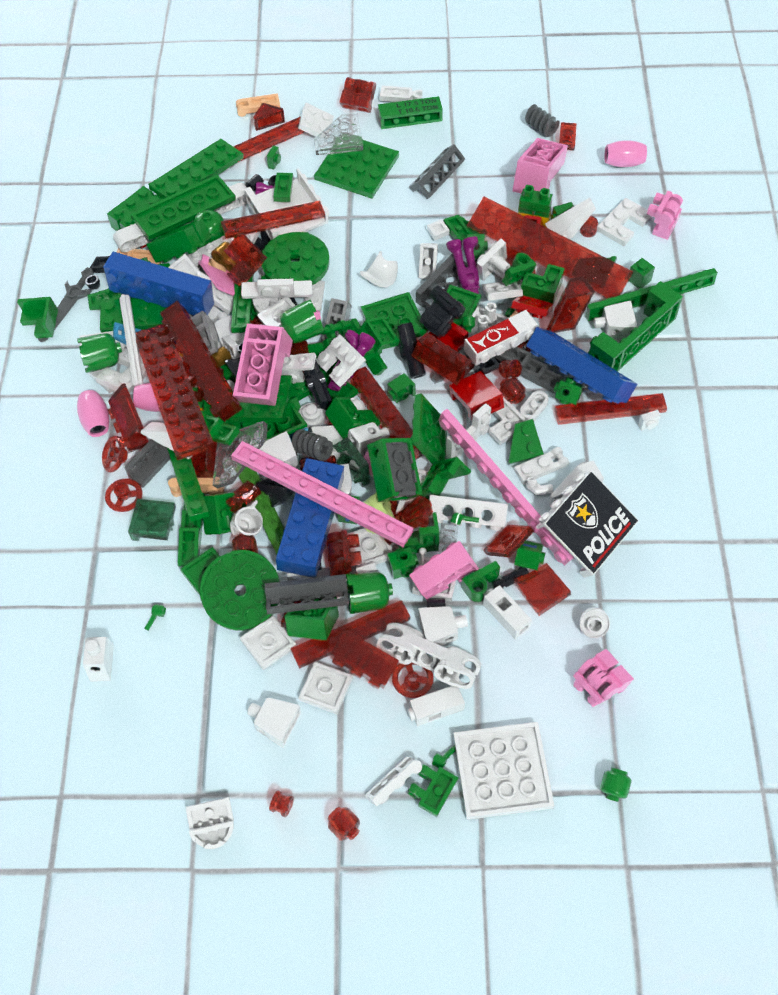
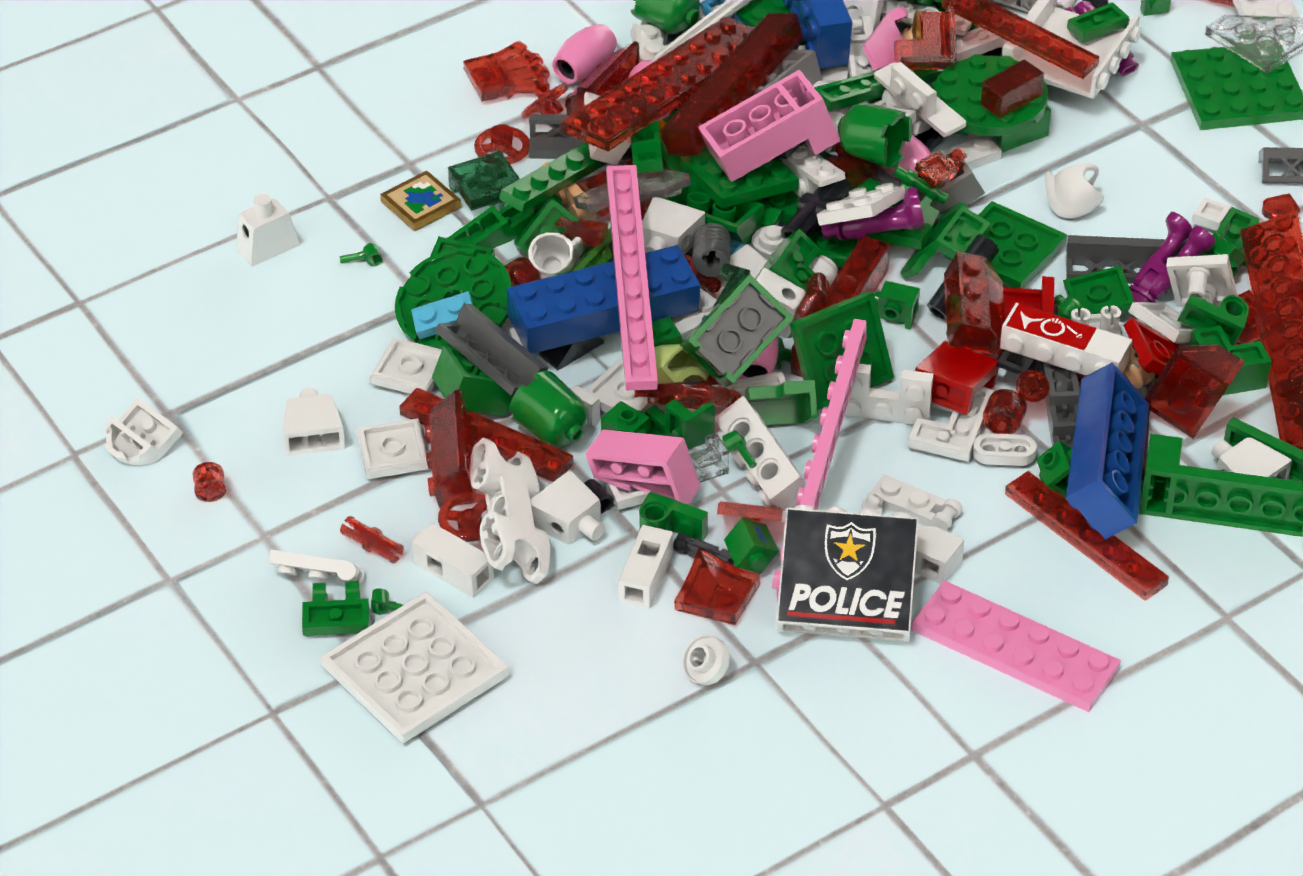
camera: 55 degrees right, 15 degrees down
(65, 468) = (504, 75): none -> clear red plate
(133, 561) = (420, 200): none -> tile
(250, 602) = (442, 311): none -> medium azure plate
(310, 246) = (1012, 88): none -> clear red brick
(337, 311) = (938, 169): none -> clear red plate
(338, 552) = (584, 358): clear red hips -> none
(343, 823) = (224, 546): clear red head -> none
(381, 418) = (814, 296): none -> clear red arm
(389, 738) = (372, 539): none -> clear red pin
(428, 259) = (1145, 221): white slope -> none
(442, 312) = (1048, 269): black piece -> none
(453, 202) = (1278, 206): none -> clear red tile
(524, 443) = (931, 464): green wing -> none
(601, 678) = (626, 699): bright pink hips -> none
(615, 784) = (482, 785): green head -> none
(649, 420) = (1102, 579): white plate -> none
(666, 480) = (1016, 645): none -> bright pink plate

